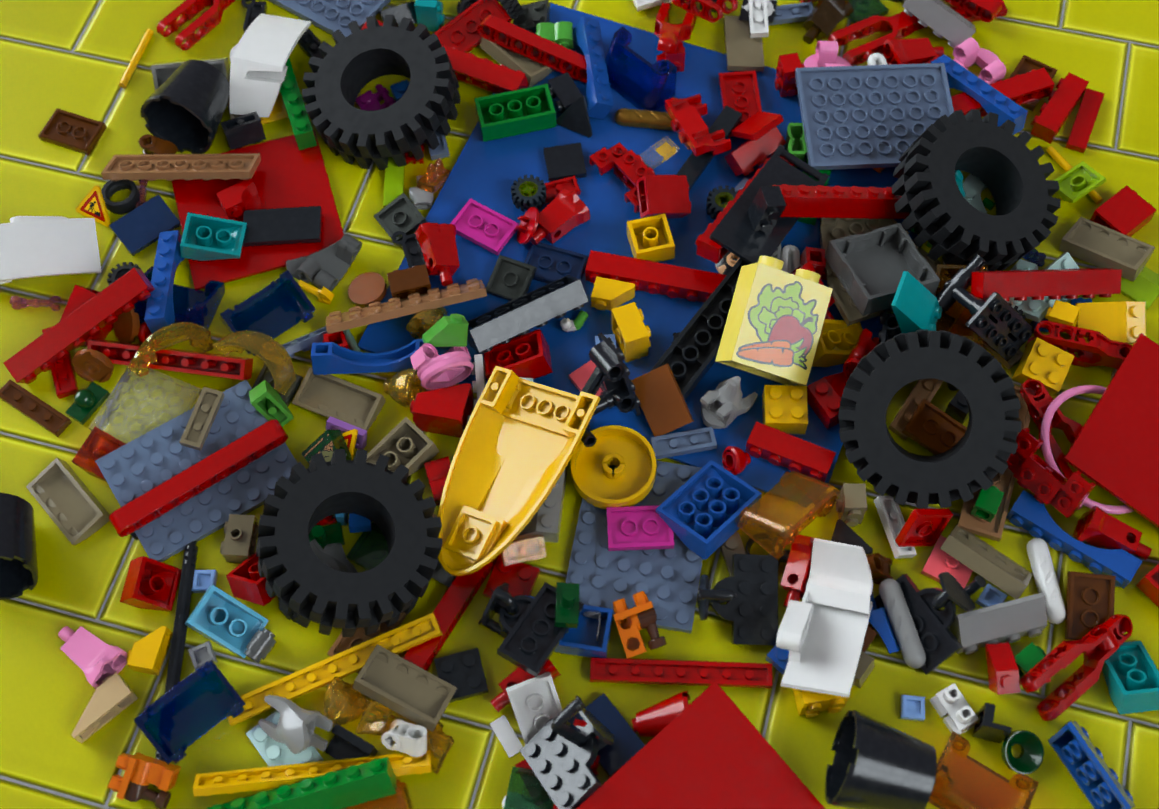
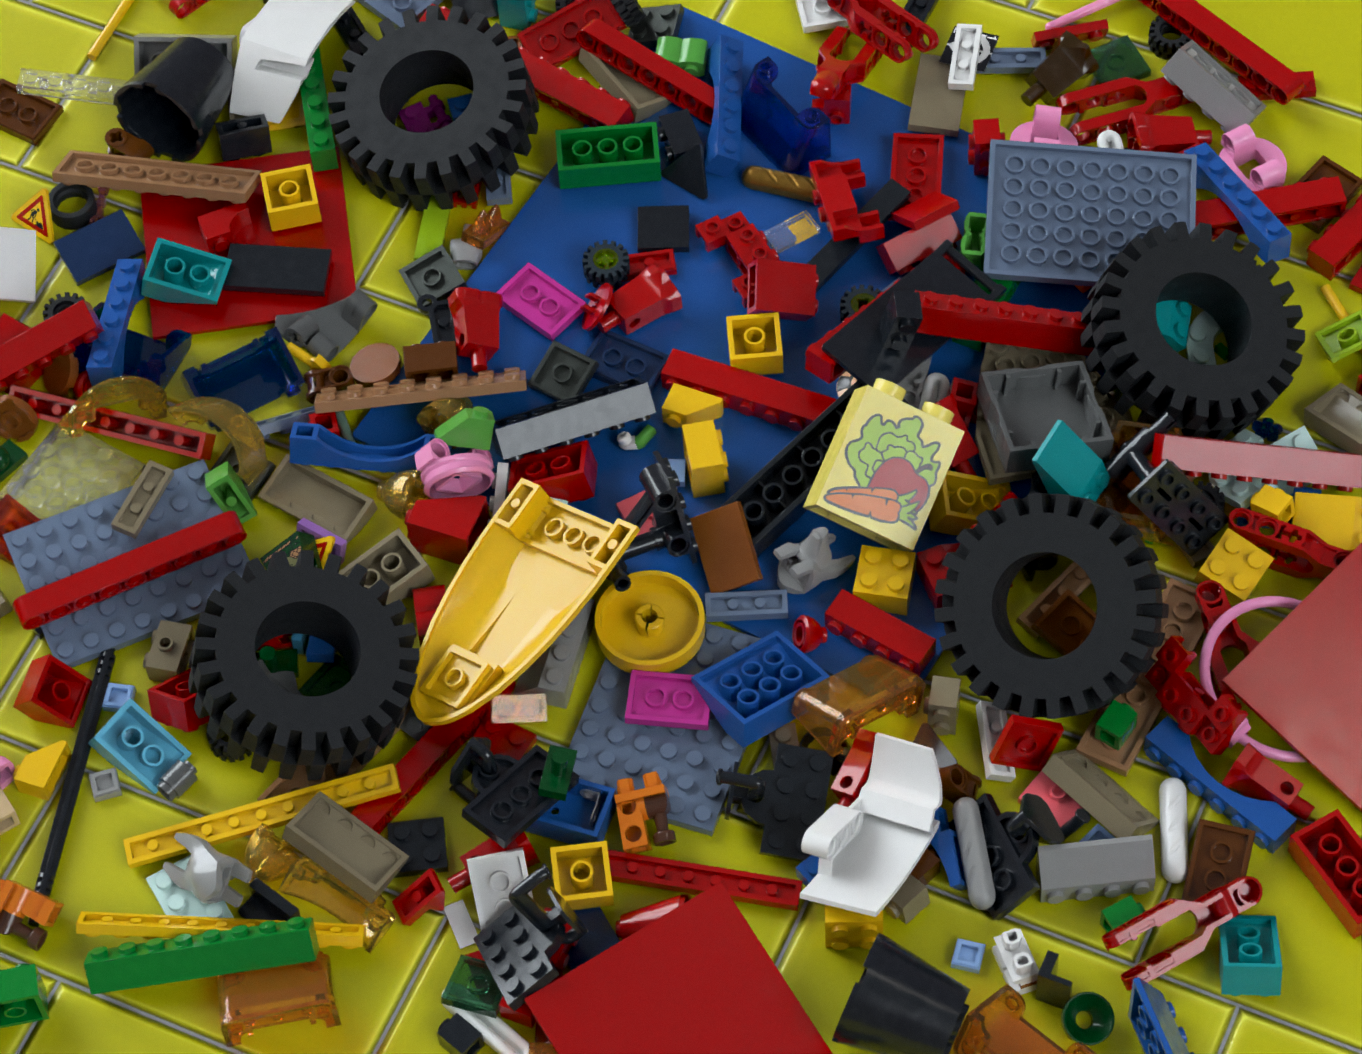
camera: 10 degrees right, 5 degrees down
(105, 108) = (68, 86): none -> clear plate
(189, 711) = (85, 838): clear blue windscreen -> none
(284, 170) = (290, 197): none -> yellow brick
(331, 305) = (327, 378): none -> reddish brown piece
(408, 738) = (338, 905): white piece -> none
(471, 721) = (420, 897): none -> red slope
(600, 686) = (583, 874): none -> yellow brick
(1002, 669) = (1086, 920): red slope -> none

